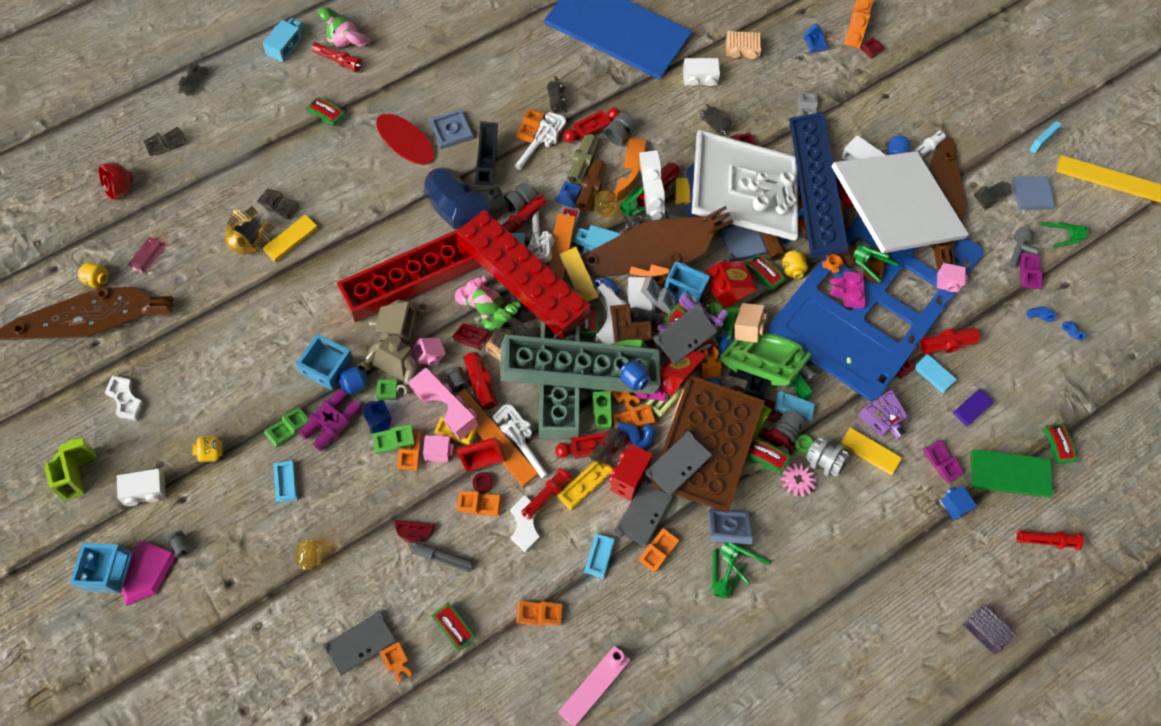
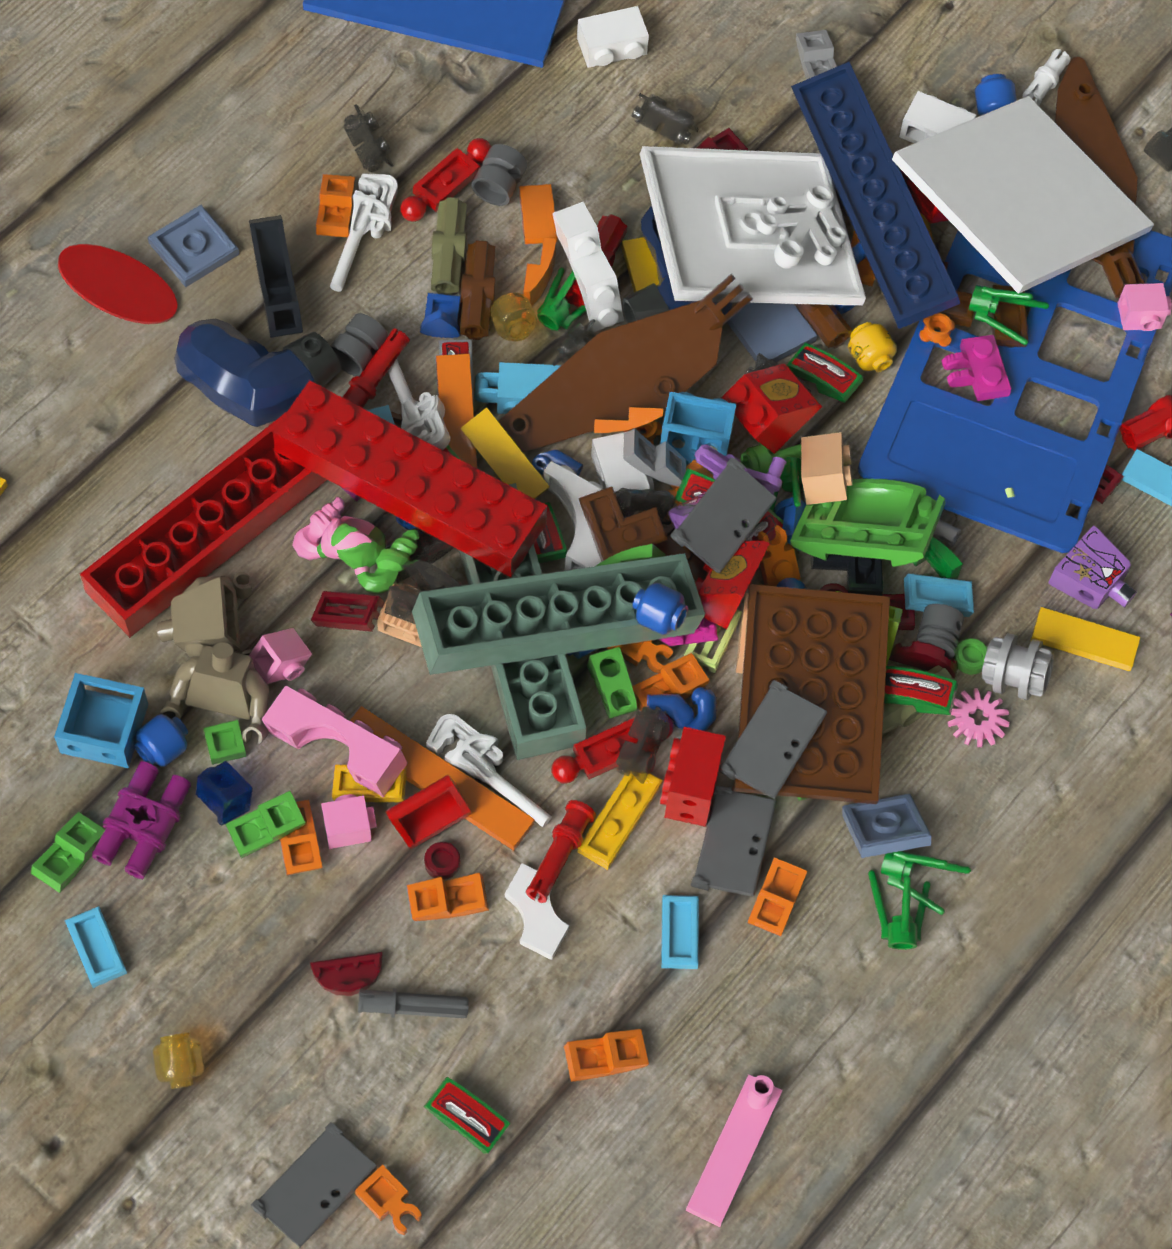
camera: 15 degrees left, 0 degrees up
(457, 379) = (344, 692): dark grey bush -> none
(480, 380) = (385, 685): red piece -> none

